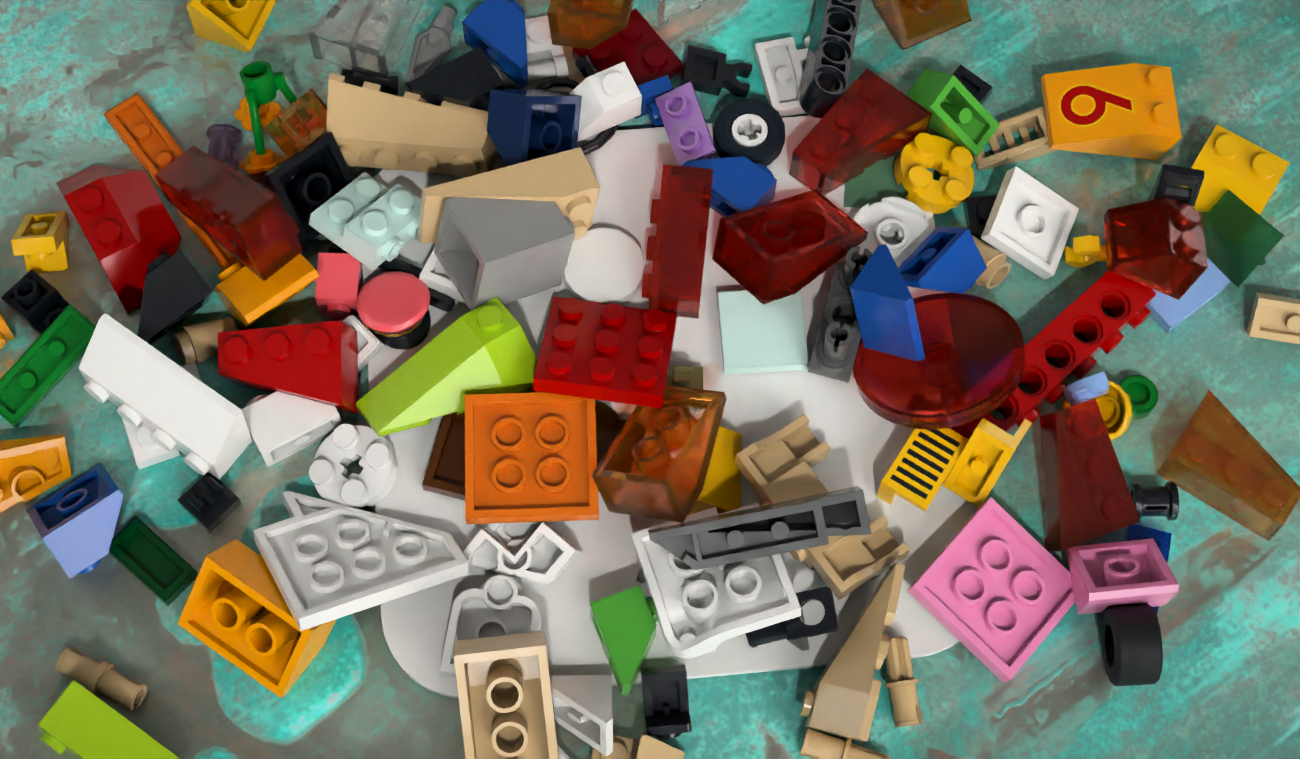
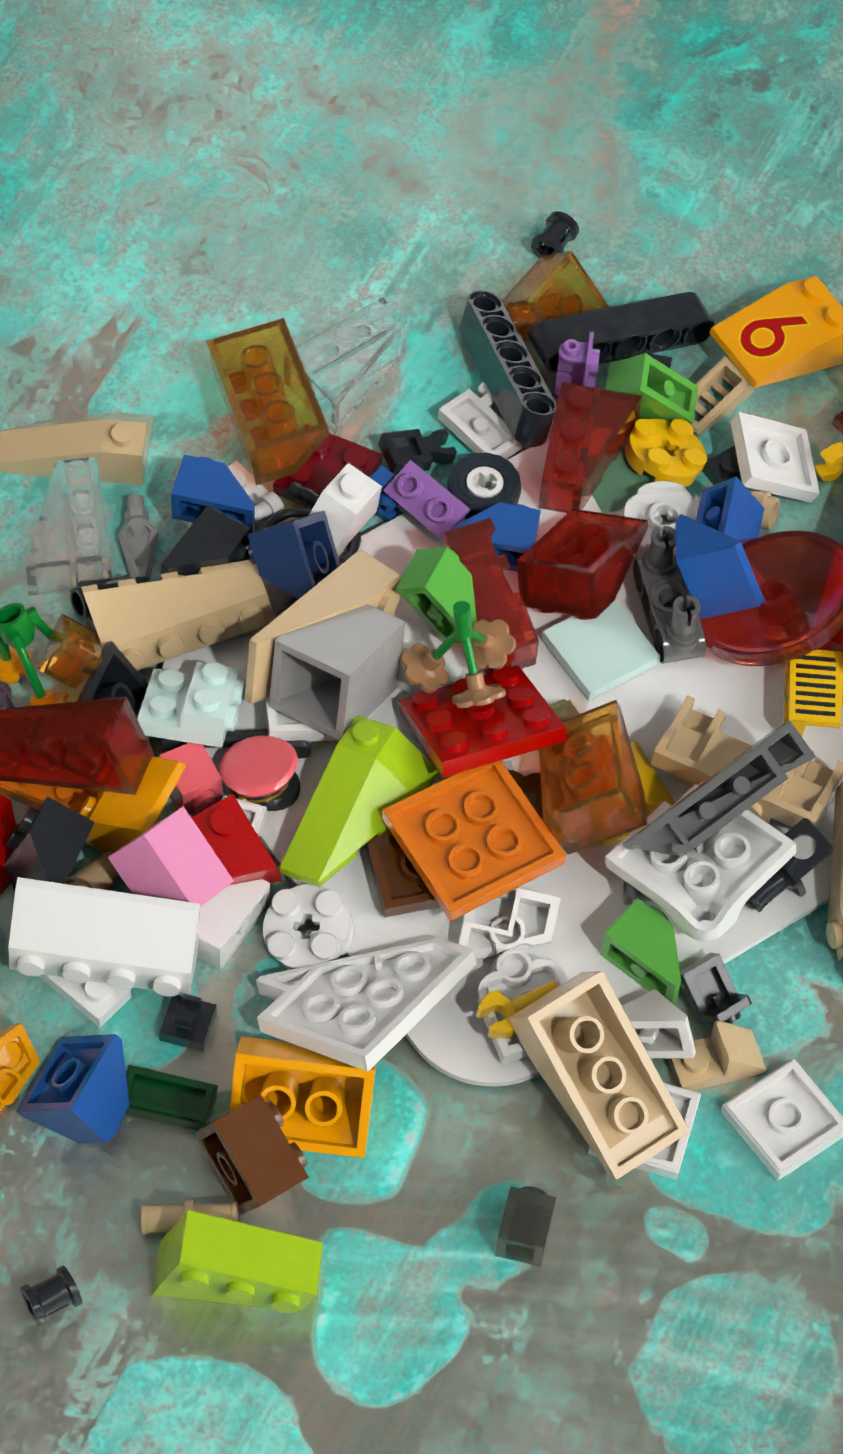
camera: 30 degrees left, 10 degrees down
(168, 654) = (253, 1154): none -> reddish brown brick
(253, 362) = (172, 862): none -> bright pink slope
(469, 630) = (507, 1007): none -> yellow bar
(586, 283) = (483, 647): none -> medium nougat plant
(631, 218) = (433, 585): none -> bright green slope
(896, 59) = (576, 363): none -> medium lavender hinge
(956, 40) = (618, 330): none -> black beam

